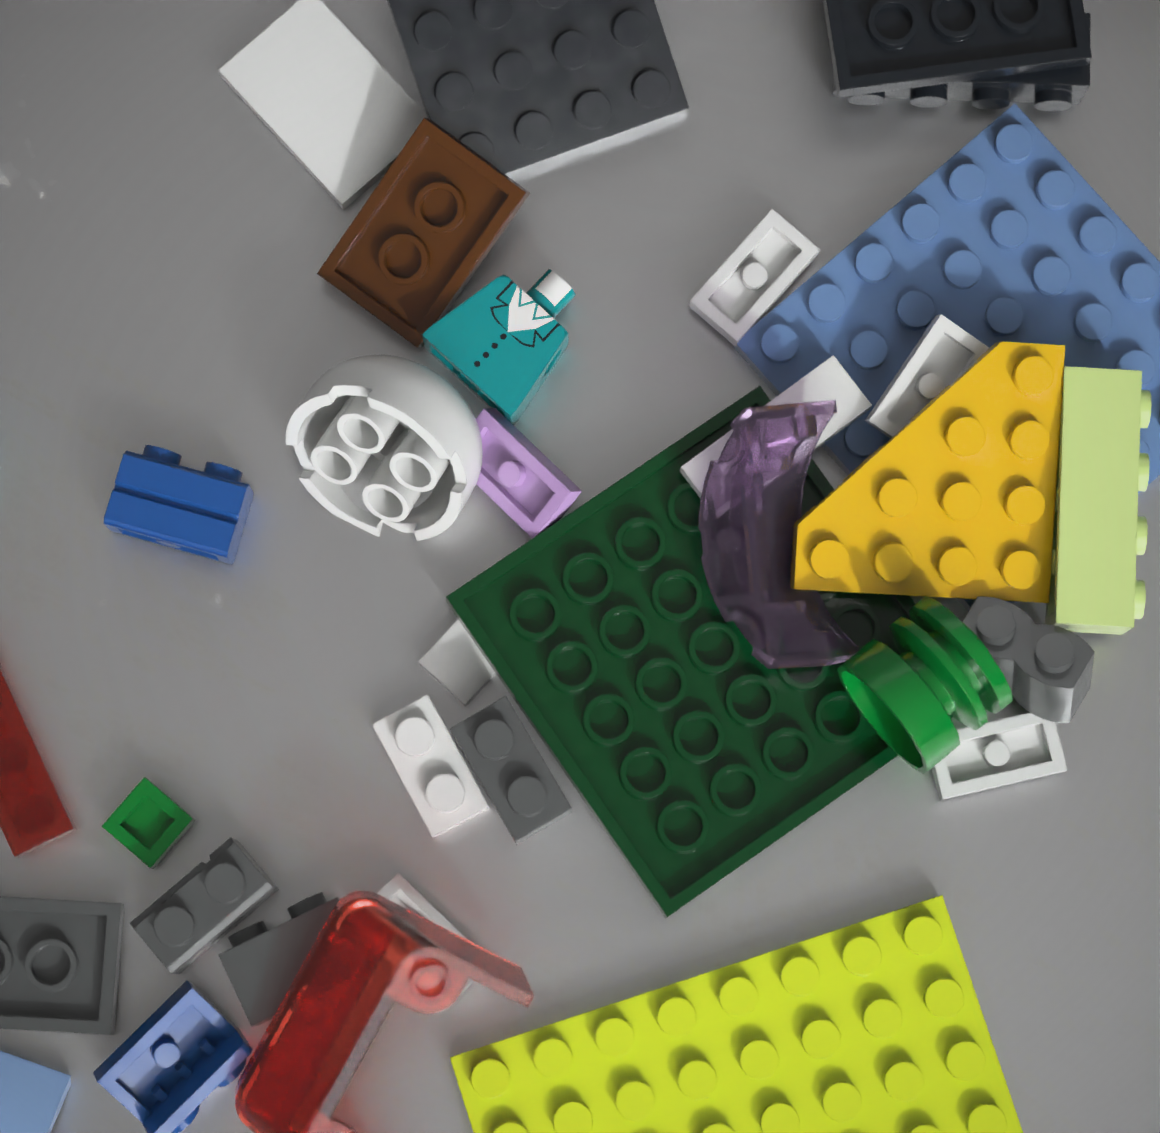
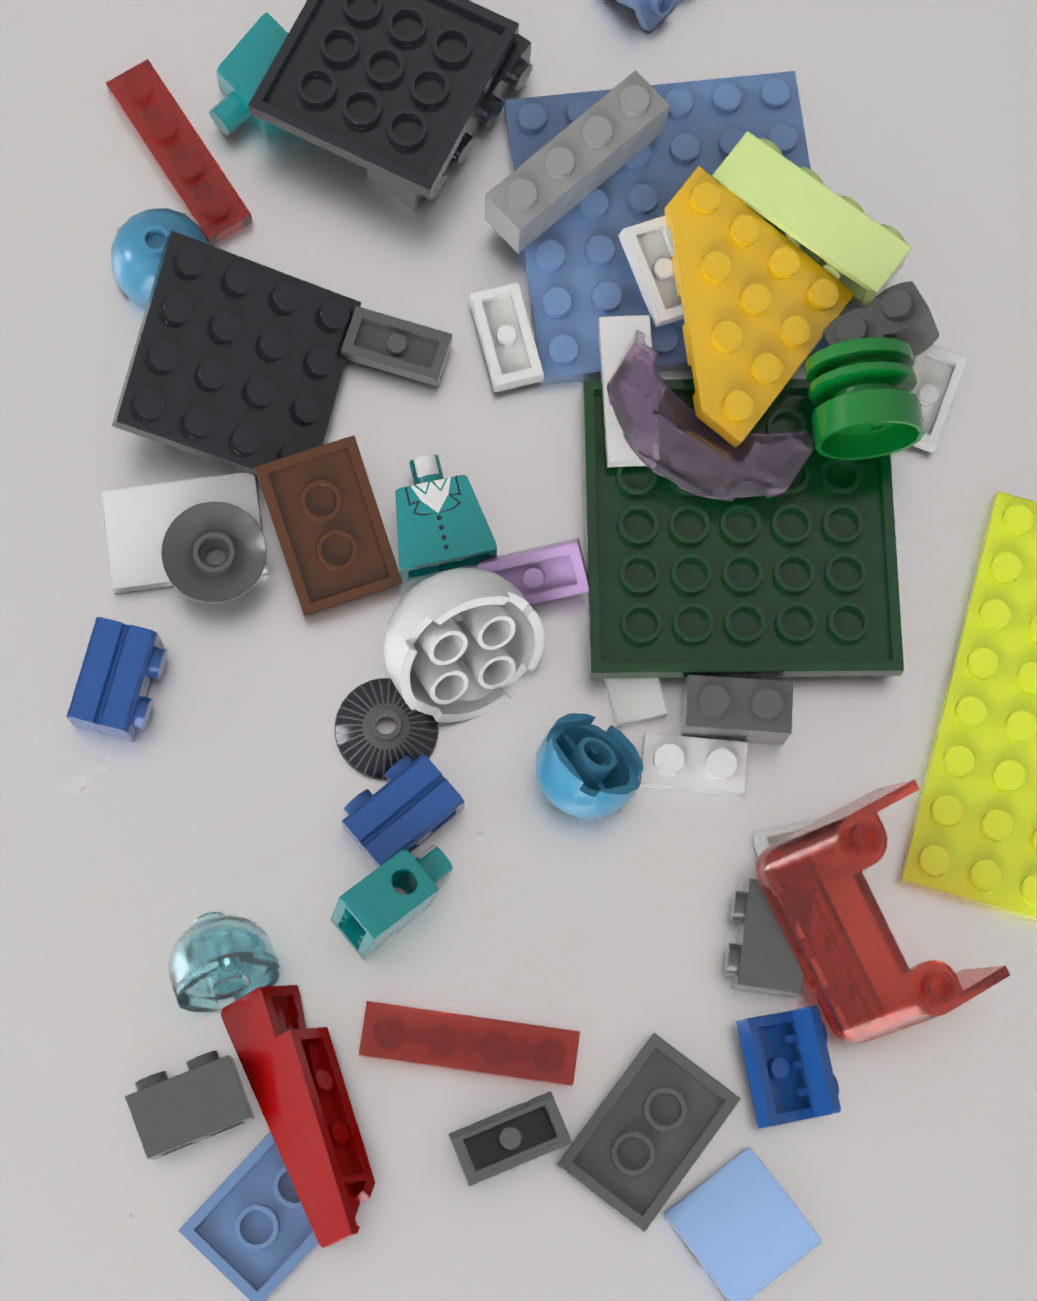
camera: 60 degrees left, 5 degrees down
(57, 534) = (376, 911): none -> teal torso
(127, 137) = (116, 679): none -> blue brick
(148, 823) = (609, 978): green plate -> none
(204, 906) = (694, 975): dark grey brick -> none
(223, 431) = (368, 749): none -> dish
(310, 111) = (211, 528): none -> dark grey dish
(345, 657) = (587, 768): none -> dark azure cylinder
(666, 174) = (396, 346): none -> dark grey plate
(986, 219) = (576, 161): none -> light grey brick

